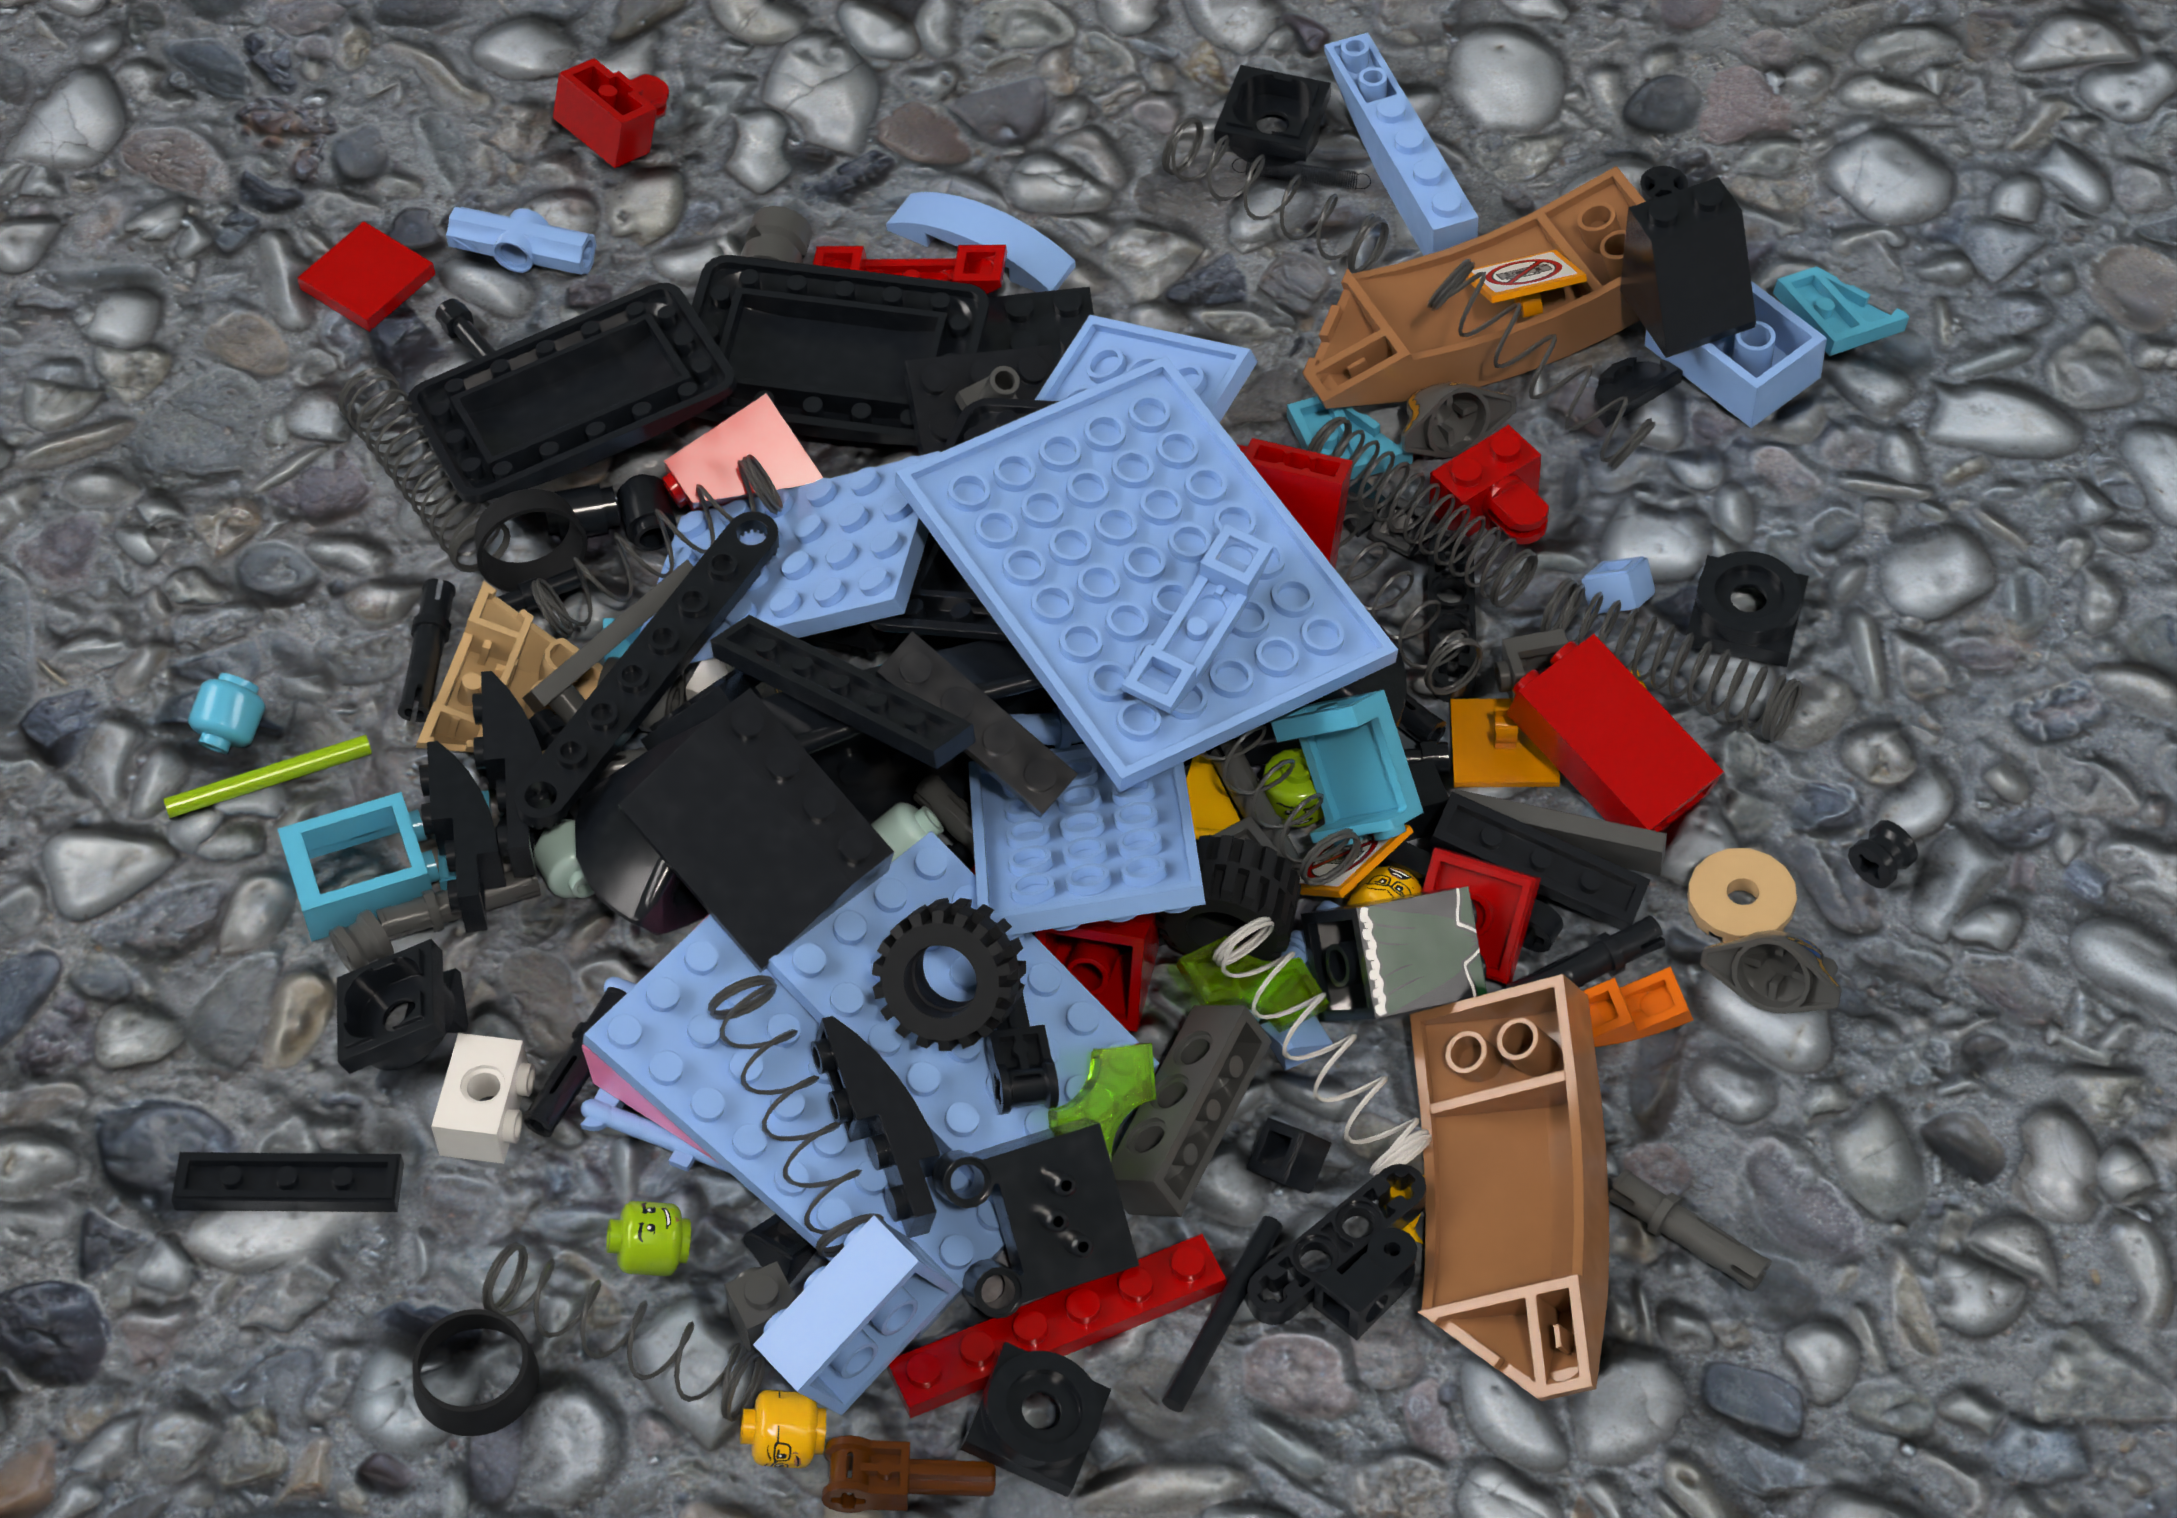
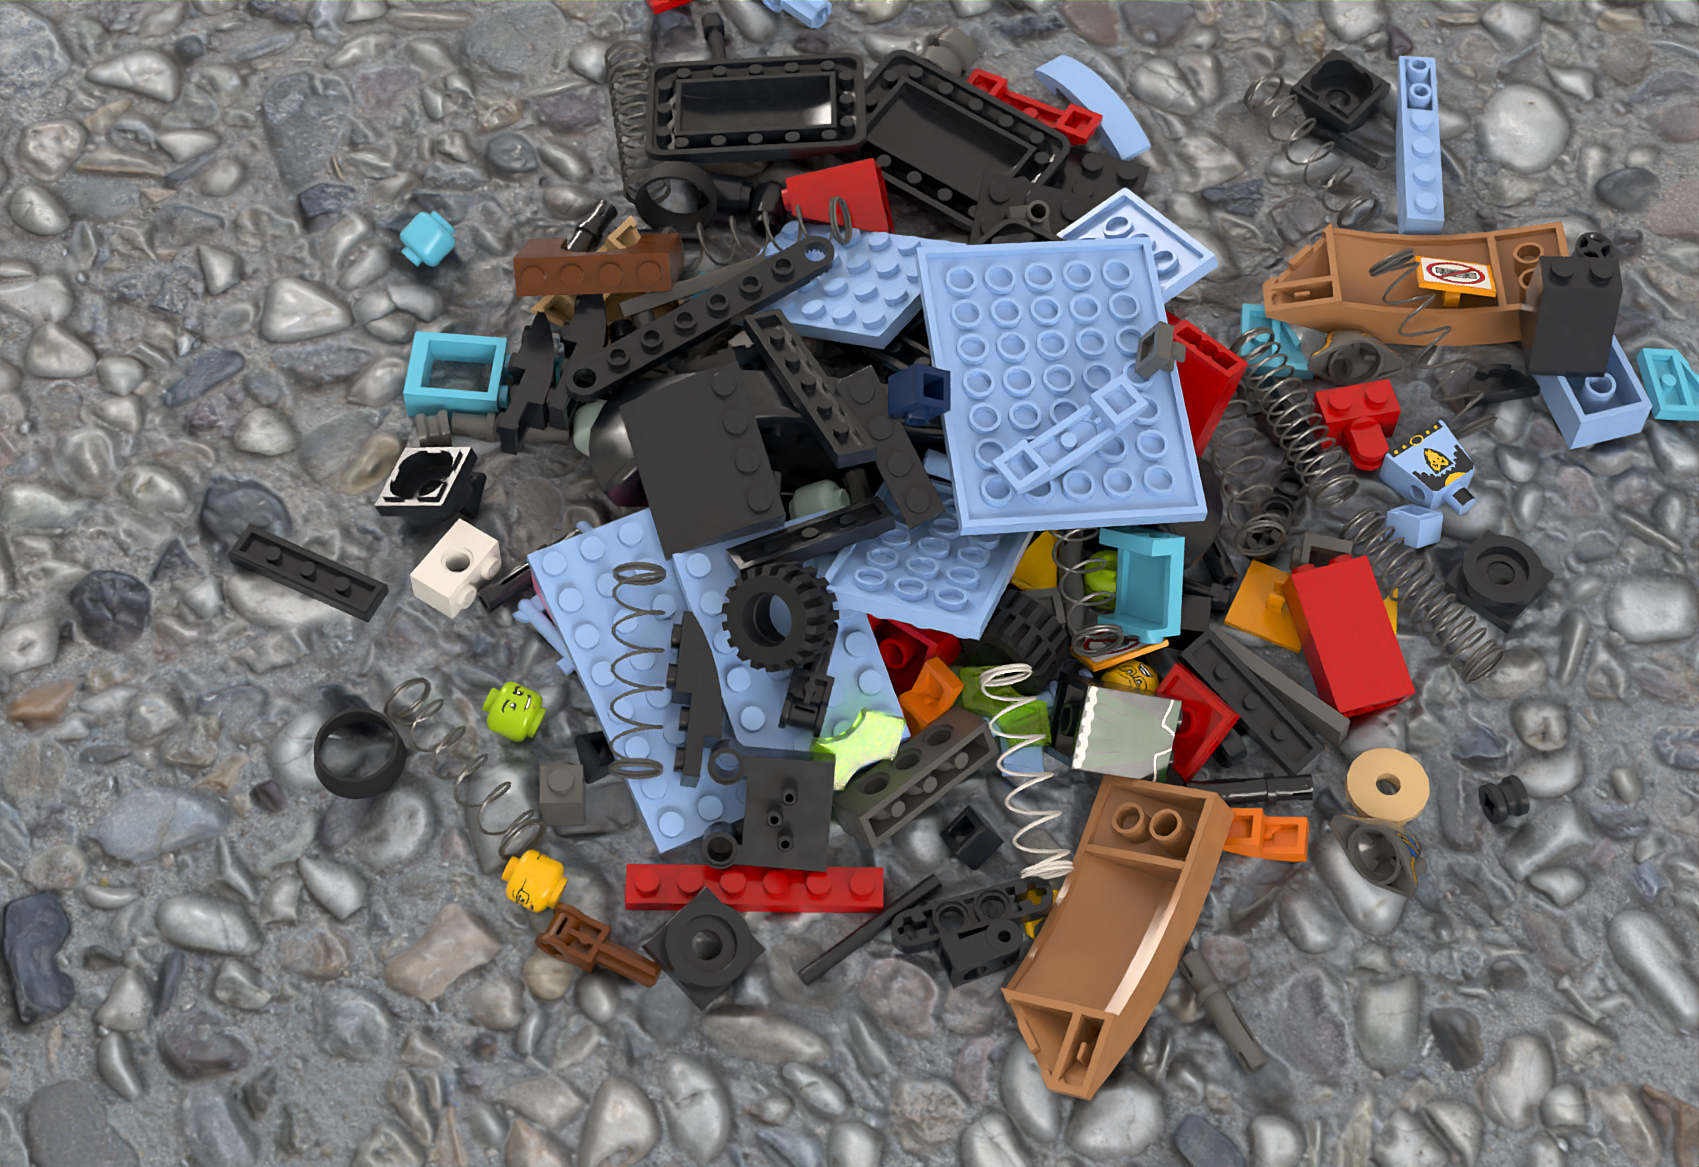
camera: 20 degrees right, 5 degrees up
(267, 776) = (435, 292): lime bar -> none
(539, 636) = (549, 269): none -> reddish brown arch
(855, 1315) = (612, 825): light blue brick -> none
(935, 868) = (815, 536): none -> black plate
(990, 642) = (919, 394): none -> dark blue brick
(1159, 1004) = (930, 696): none -> orange slope
(1248, 481) = (1158, 350): none -> dark grey tile
(1607, 513) = (1431, 470): none -> light blue torso

